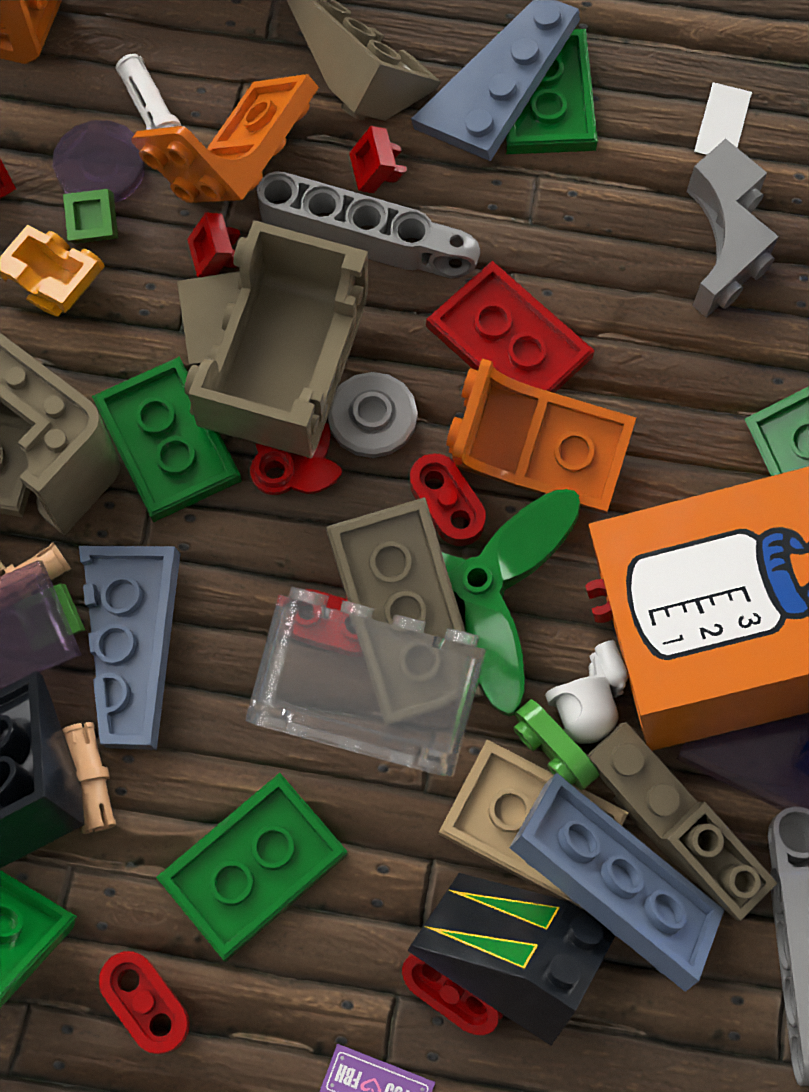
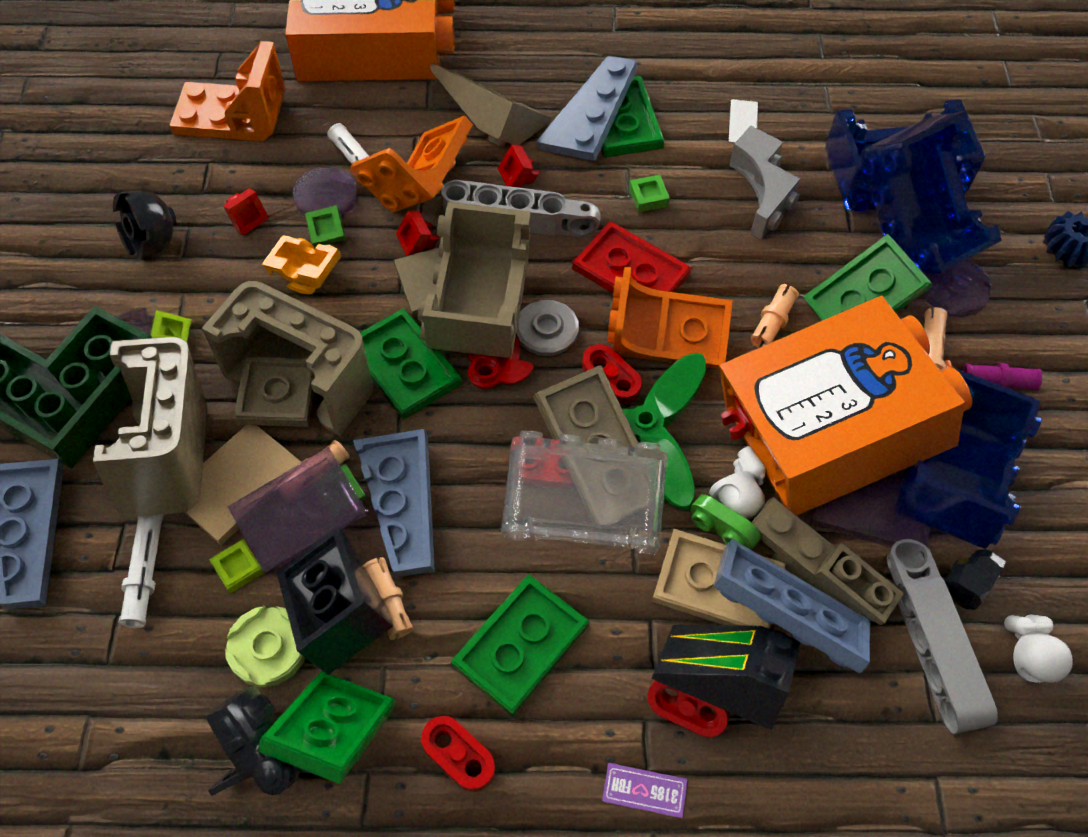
camera: 10 degrees left, 10 degrees down
(557, 224) = (649, 193): none -> bright green plate
(695, 445) = (774, 316): none -> light nougat pin

